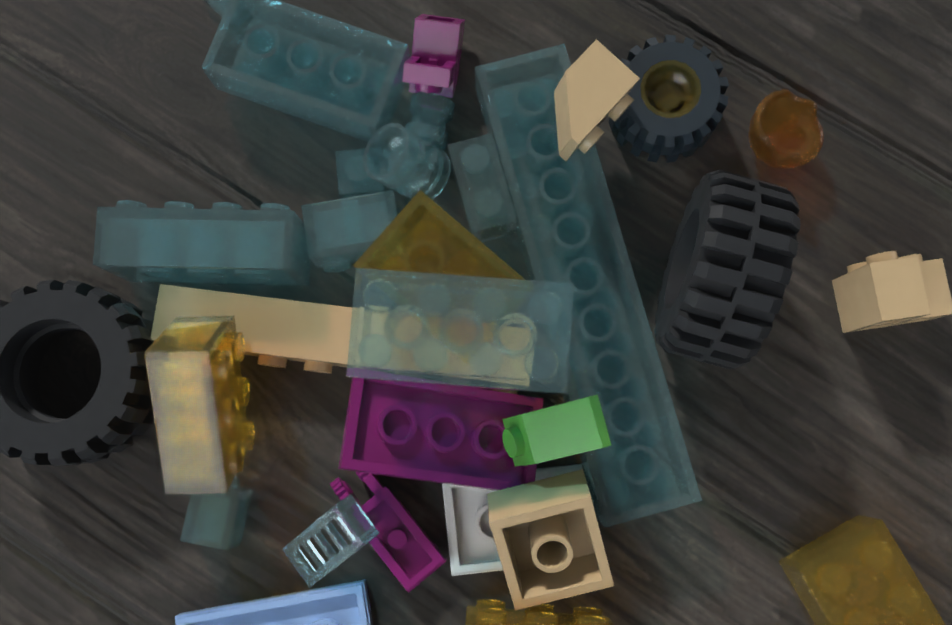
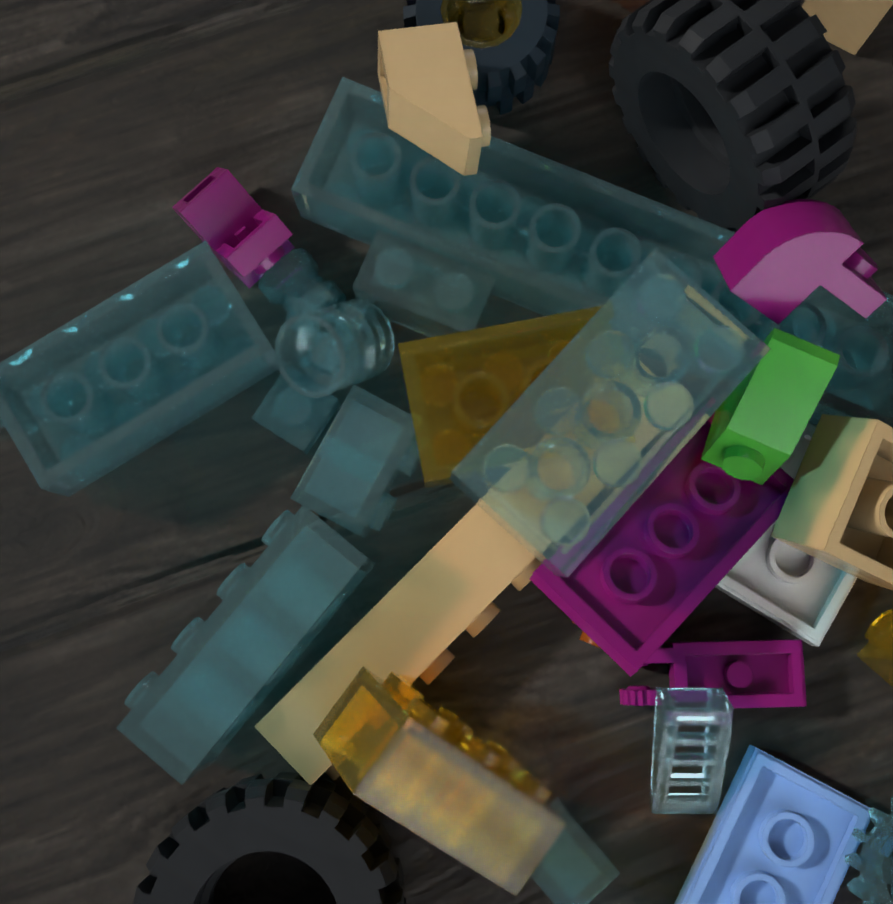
camera: 55 degrees left, 0 degrees up
(654, 372) = (791, 253): none -> magenta brick

